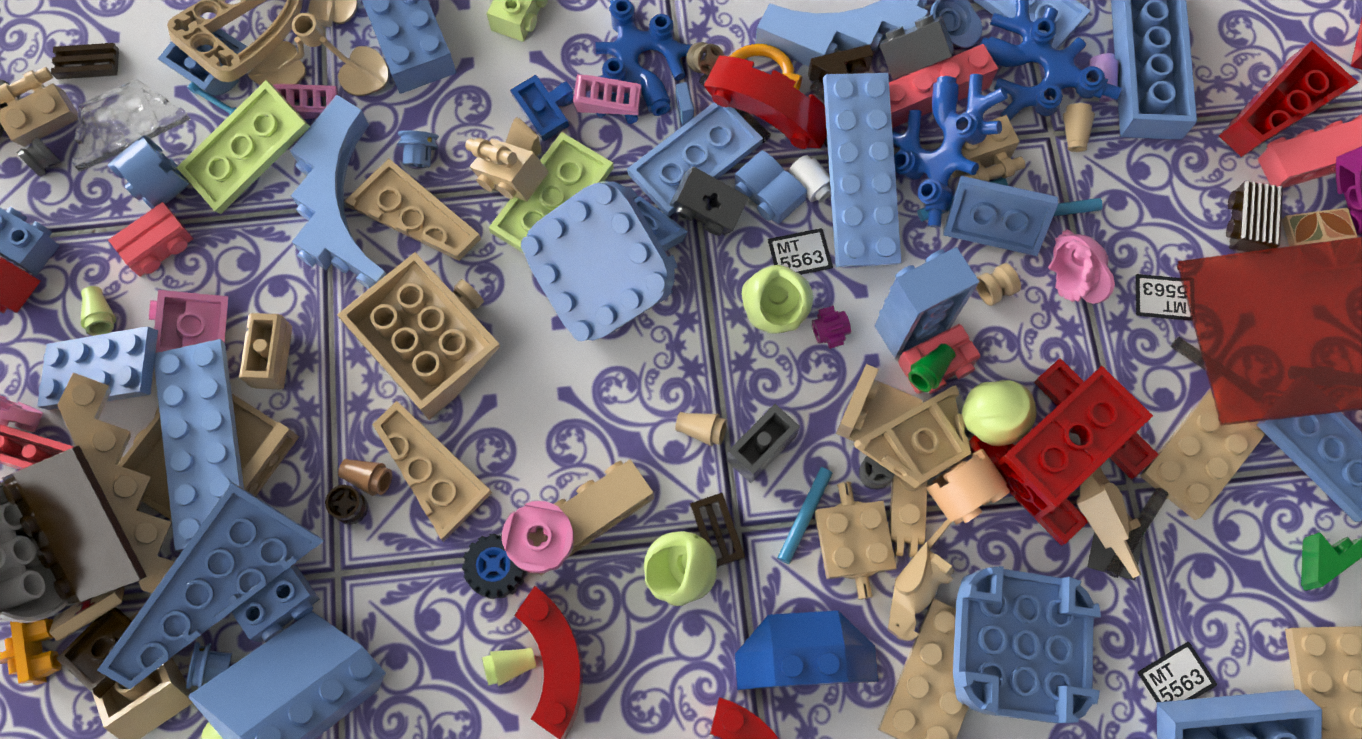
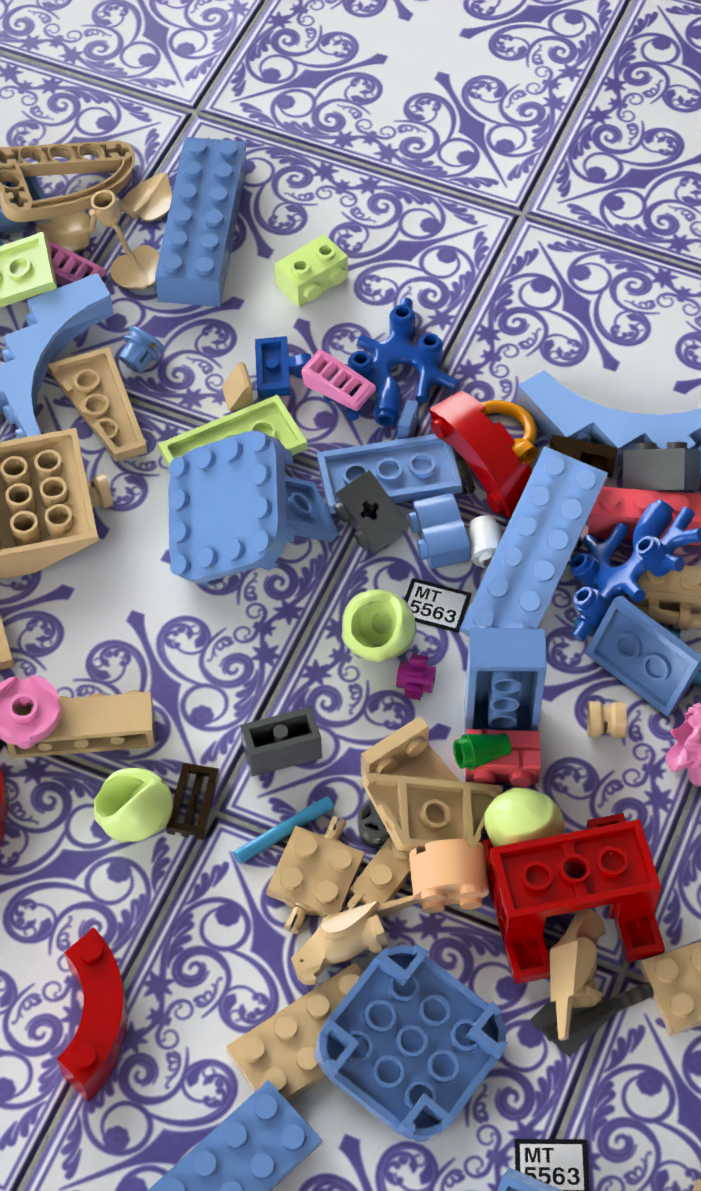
camera: 30 degrees right, 15 degrees down
(506, 168) = (204, 398): tan brick -> none
(695, 54) = (447, 382): dark tan wheel -> none
(703, 427) = (238, 704): tan cone -> none
(805, 652) = (203, 946): blue wedge -> none

